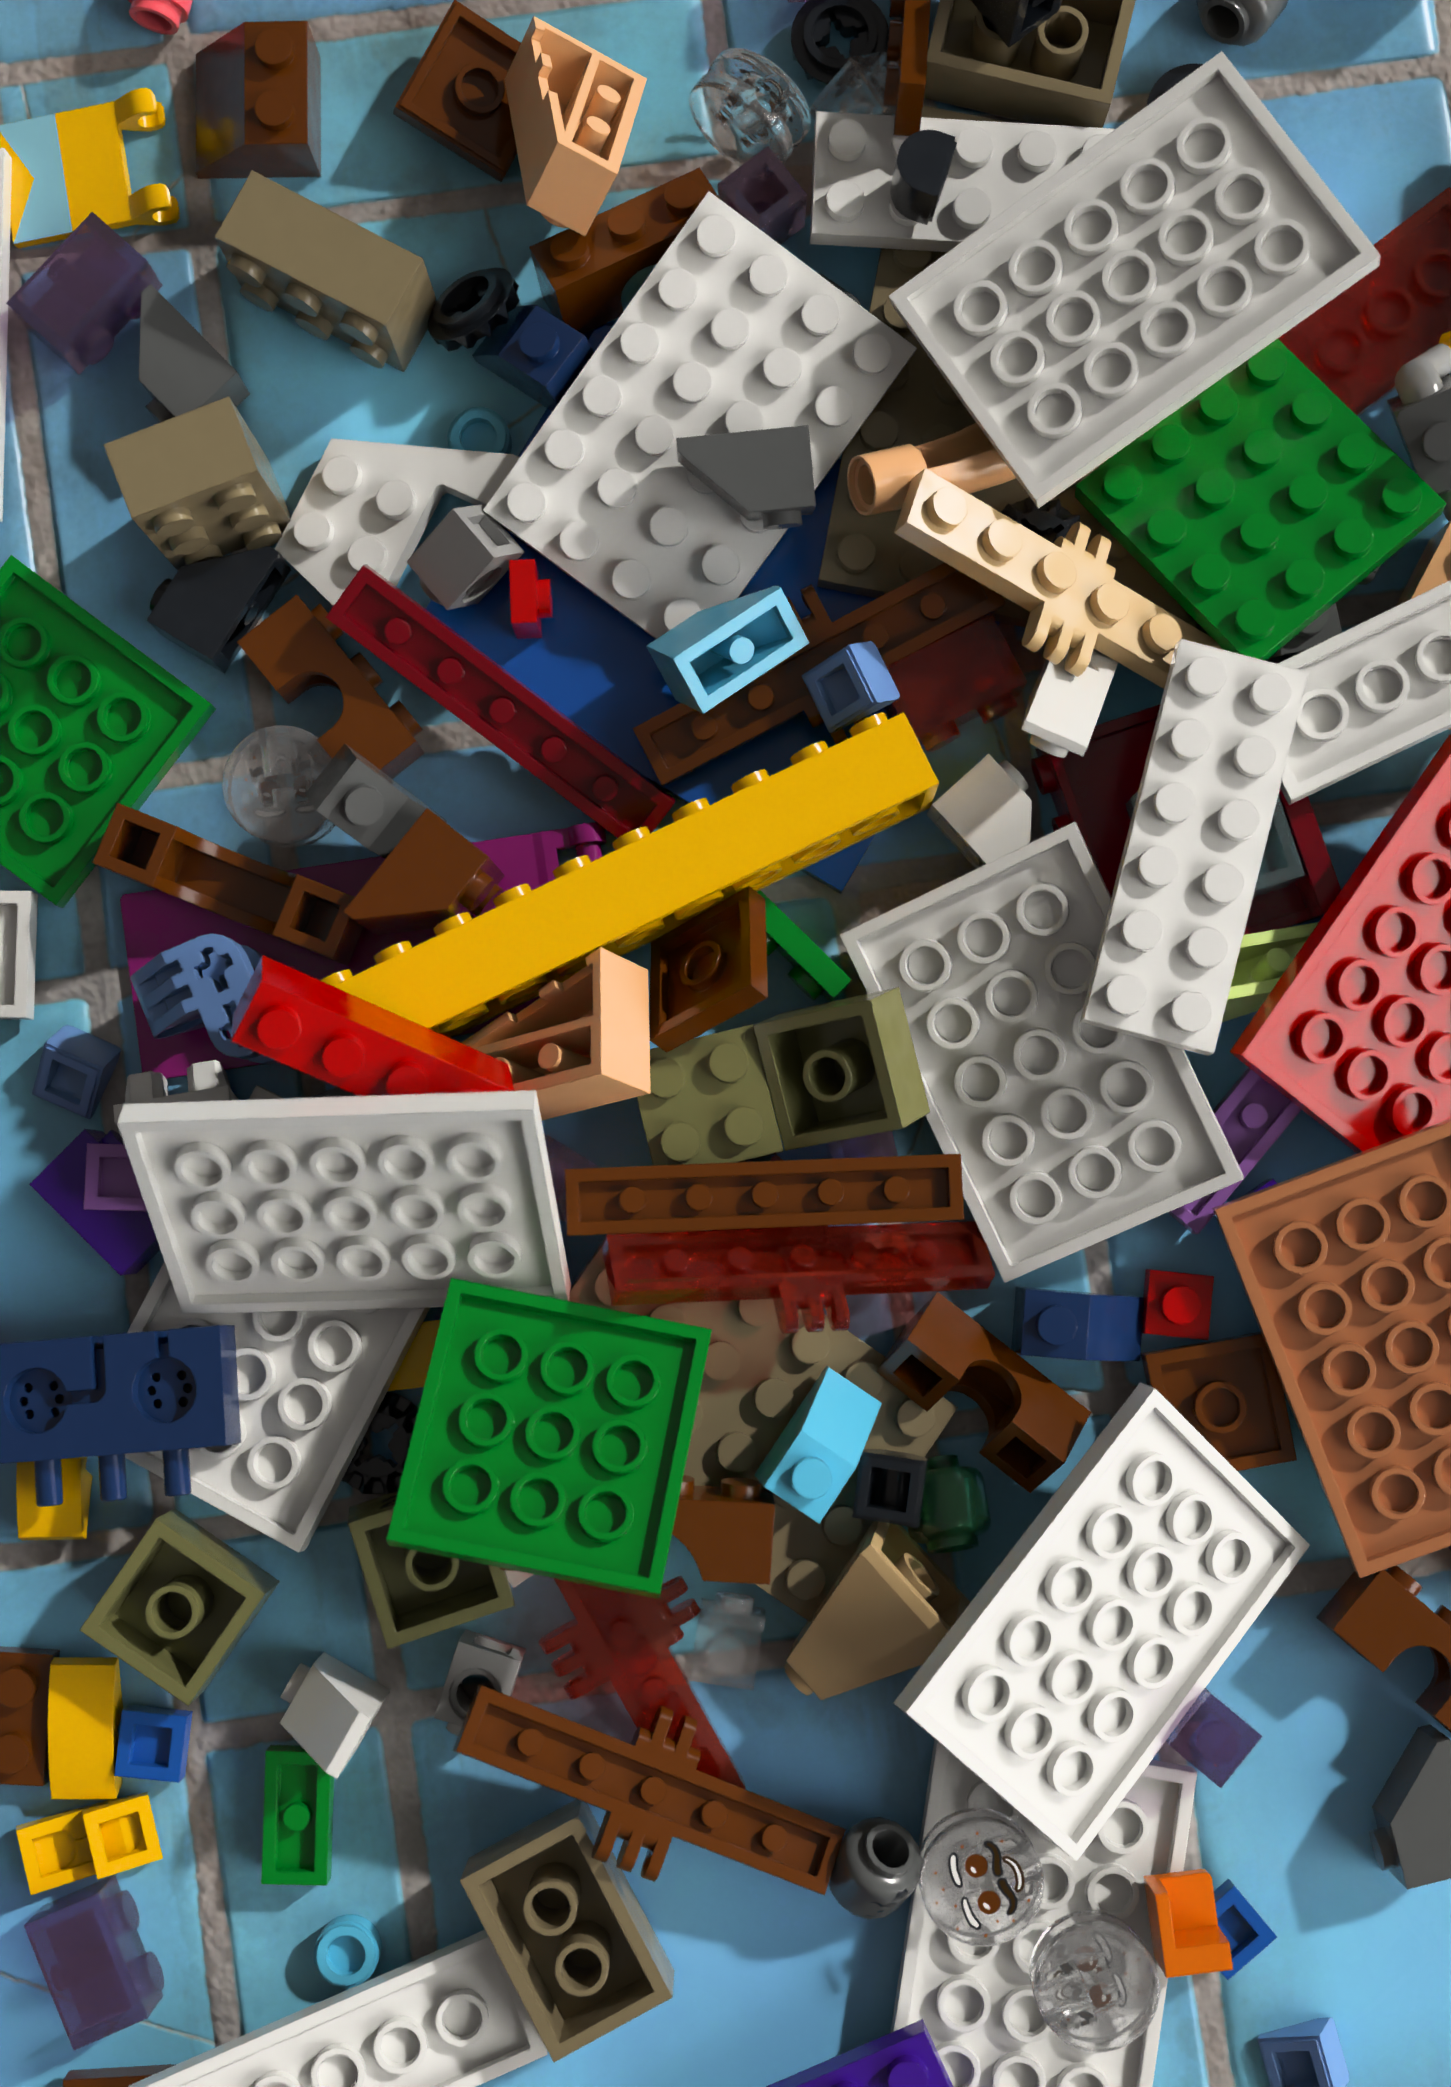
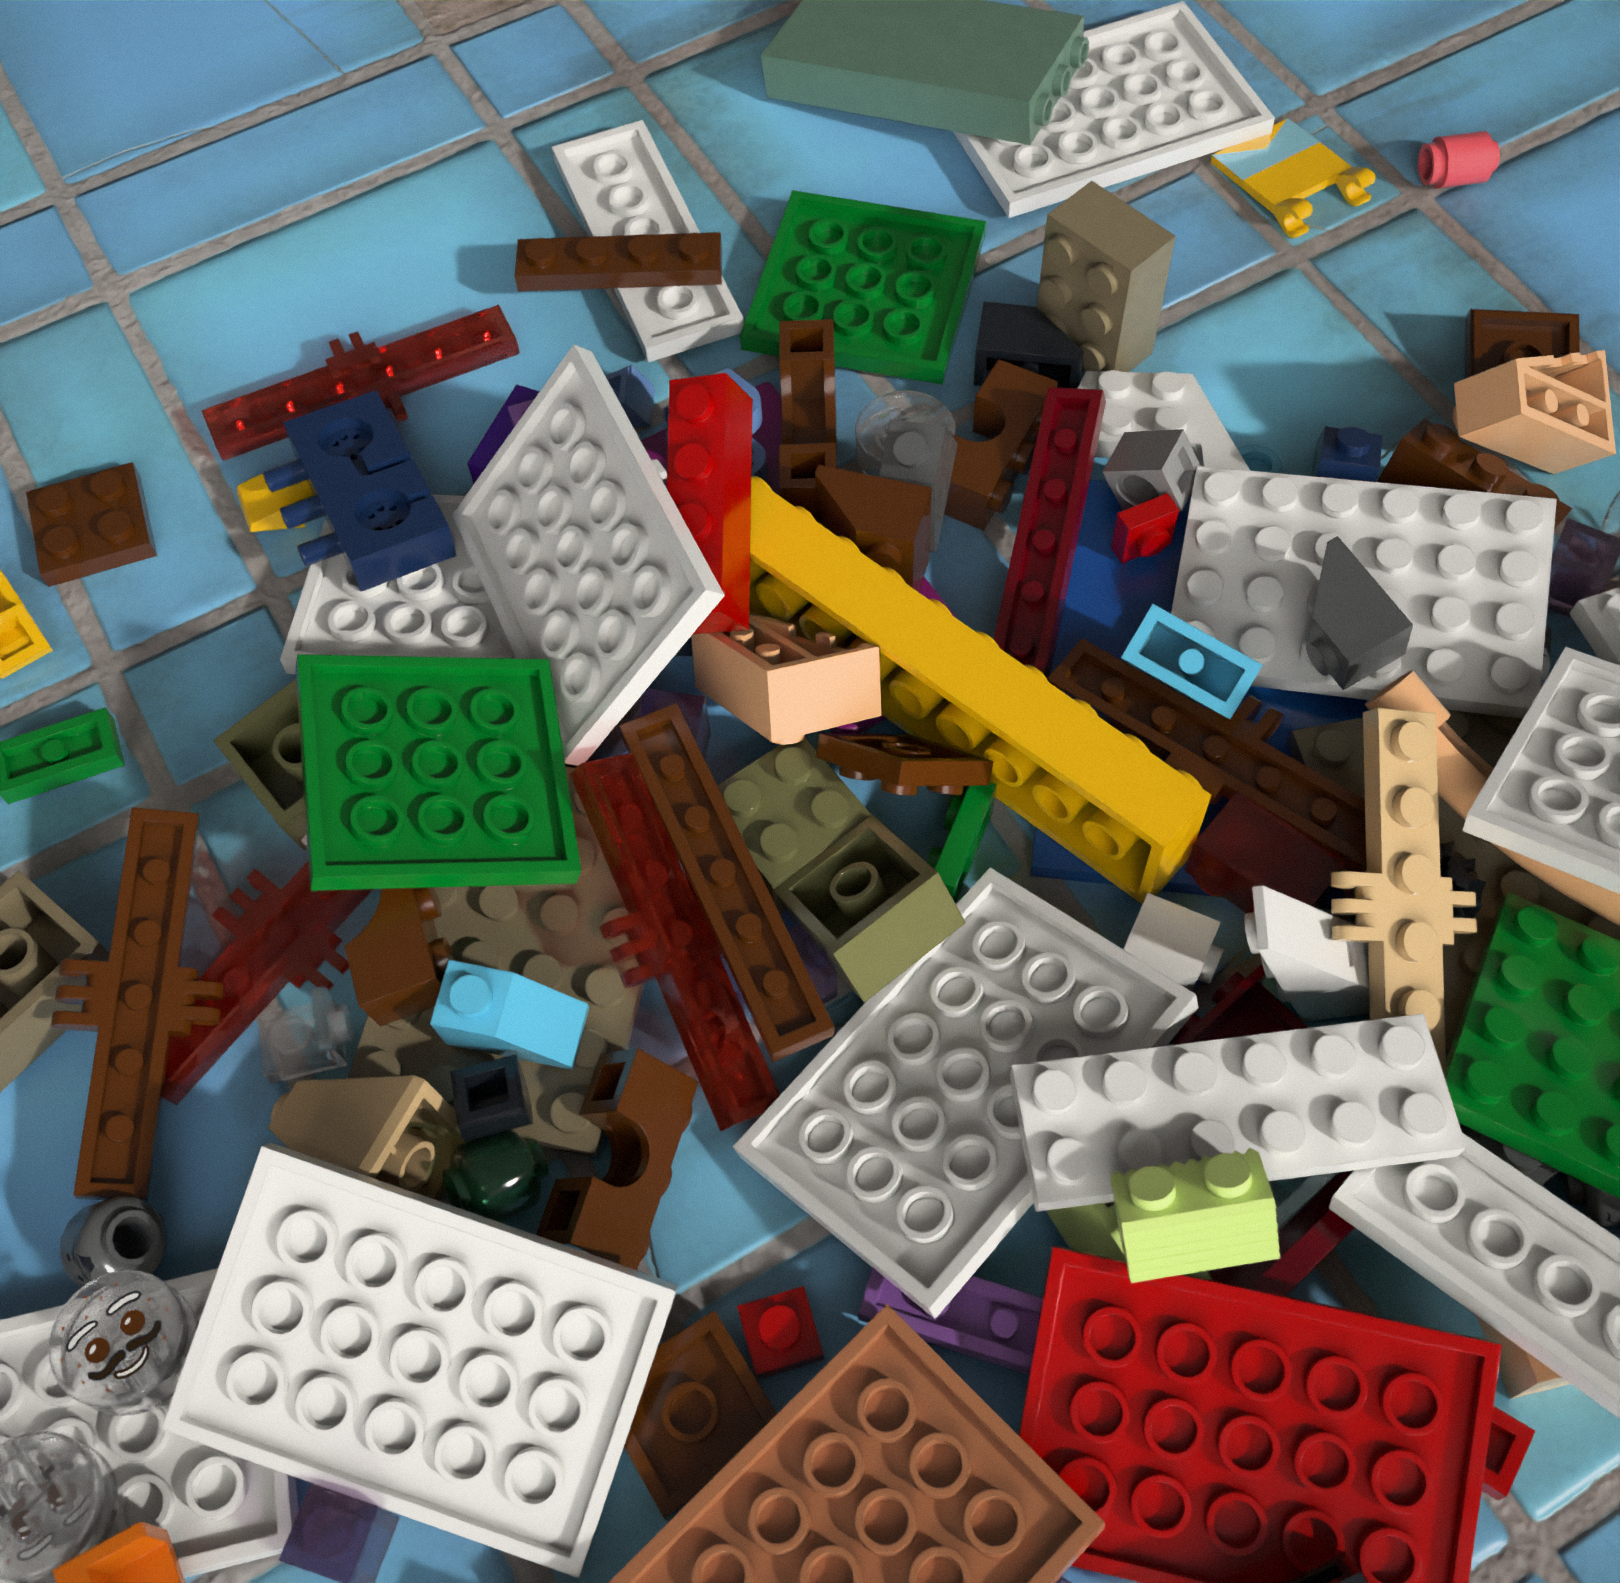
camera: 70 degrees right, 25 degrees down
(83, 1727) = (104, 578): yellow slope -> none
(84, 294) = (1203, 196): clear purple brick -> none
(153, 1743) = (93, 633): blue plate -> none
(179, 364) = (1194, 266): dark grey slope -> none
(179, 1606) = (211, 601): olive brick -> none
(259, 103) = (1416, 247): reddish brown slope -> none
(327, 272) = (1314, 313): dark tan brick -> none
(331, 1710) = (150, 742): white slope -> none
(473, 308) = (1344, 413): black gear -> none
(479, 1656) = (230, 848): light grey brick -> none
(850, 685) = (1222, 769): medium blue slope -> none
(1077, 1325) = (719, 1232): dark blue slope -> none
(1283, 931) = (1195, 1215): none -> yellowish green brick

